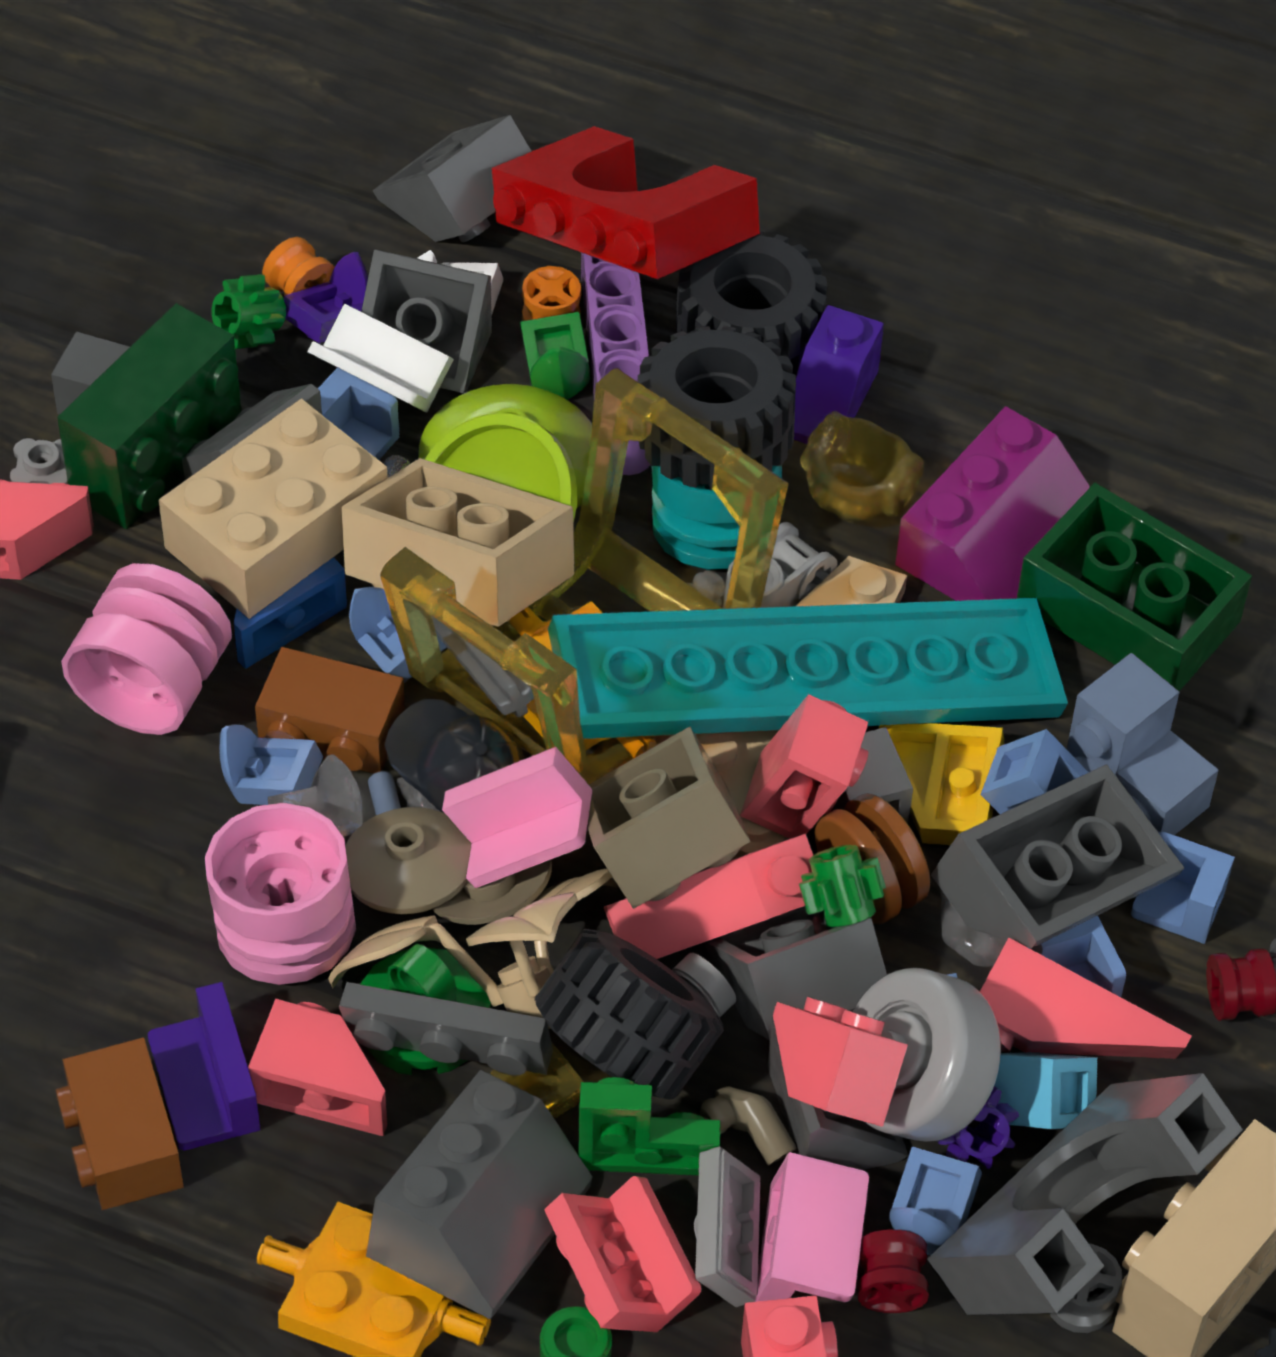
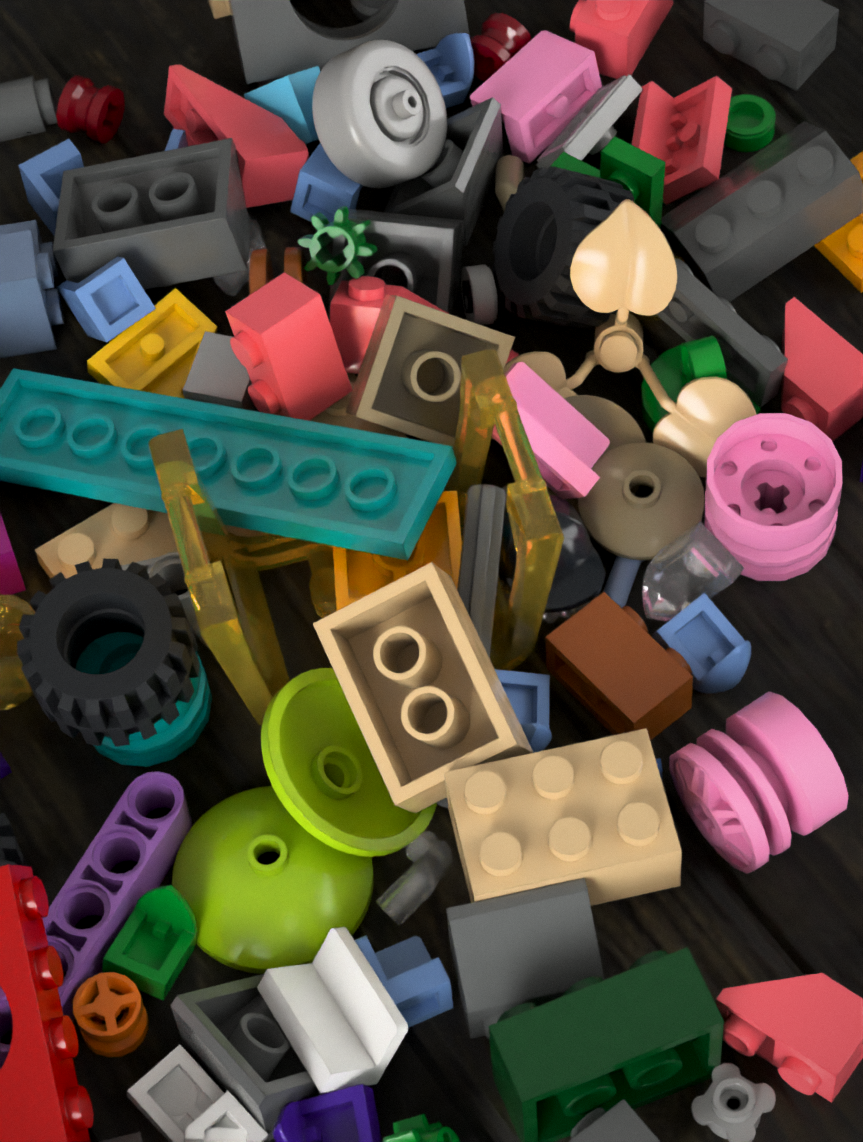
camera: 140 degrees left, 5 degrees up
(838, 1059) = (452, 112): coral slope -> none

